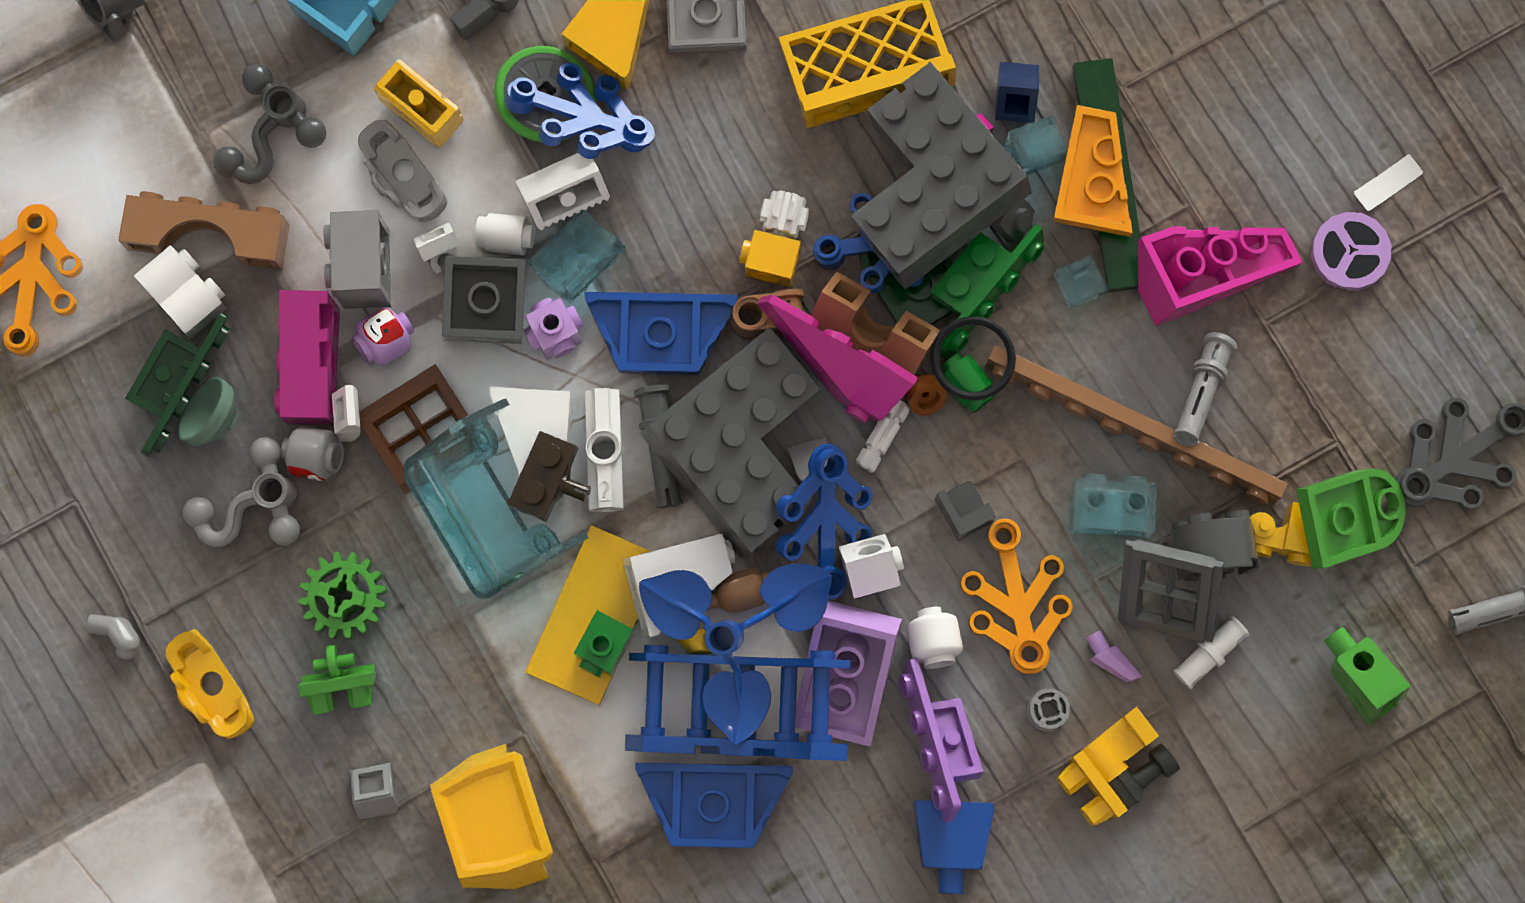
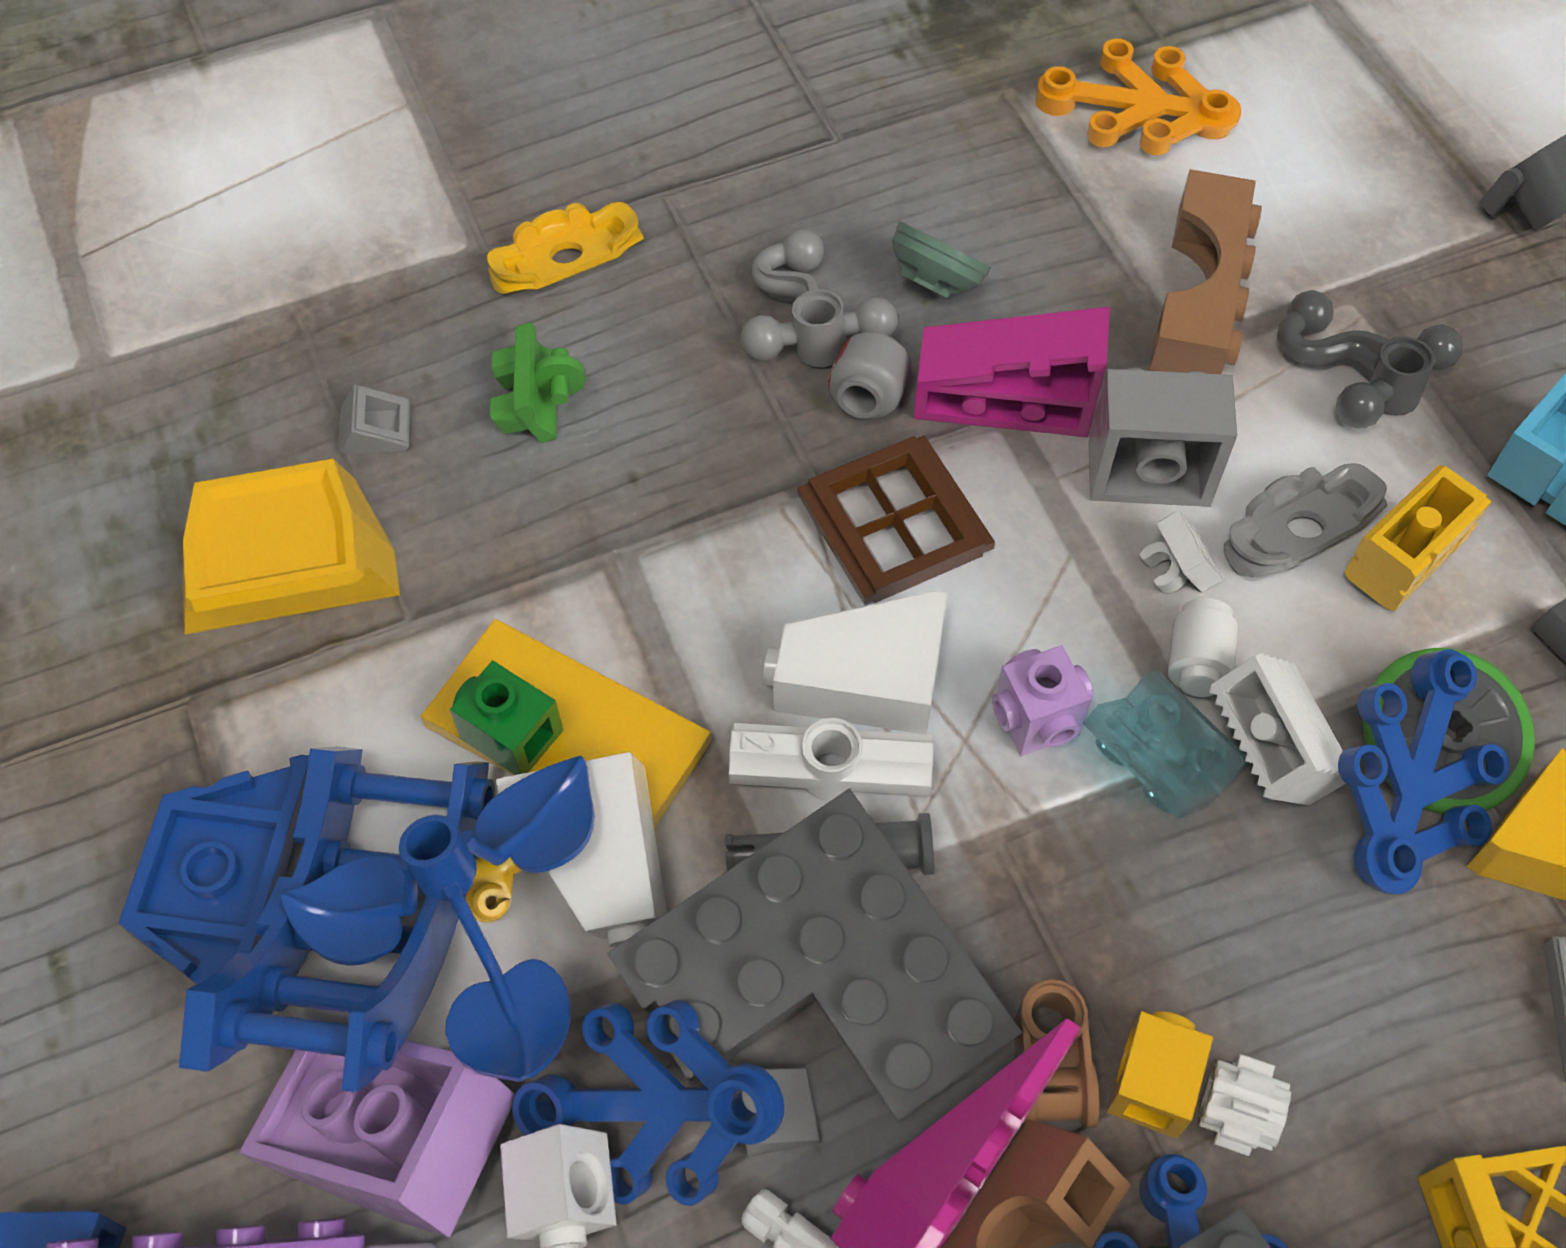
camera: 95 degrees right, 20 degrees down
(119, 631) = (655, 164): light grey arm -> none
(167, 376) = (993, 225): dark green bracket -> none
(181, 291) = (1116, 245): white brick -> none
(346, 413) = (920, 403): white slope -> none
(347, 579) = (655, 398): bright green gear -> none
(383, 336) = (1039, 470): lavender head -> none
(472, 510) = (762, 567): clear light blue windscreen -> none
(483, 300) = (1094, 595): dark grey brick -> none
(546, 478) = (787, 652): dark brown plate -> none
(660, 329) = (1034, 872): blue wing -> none
(739, 591) = (562, 944): medium nougat plant -> none

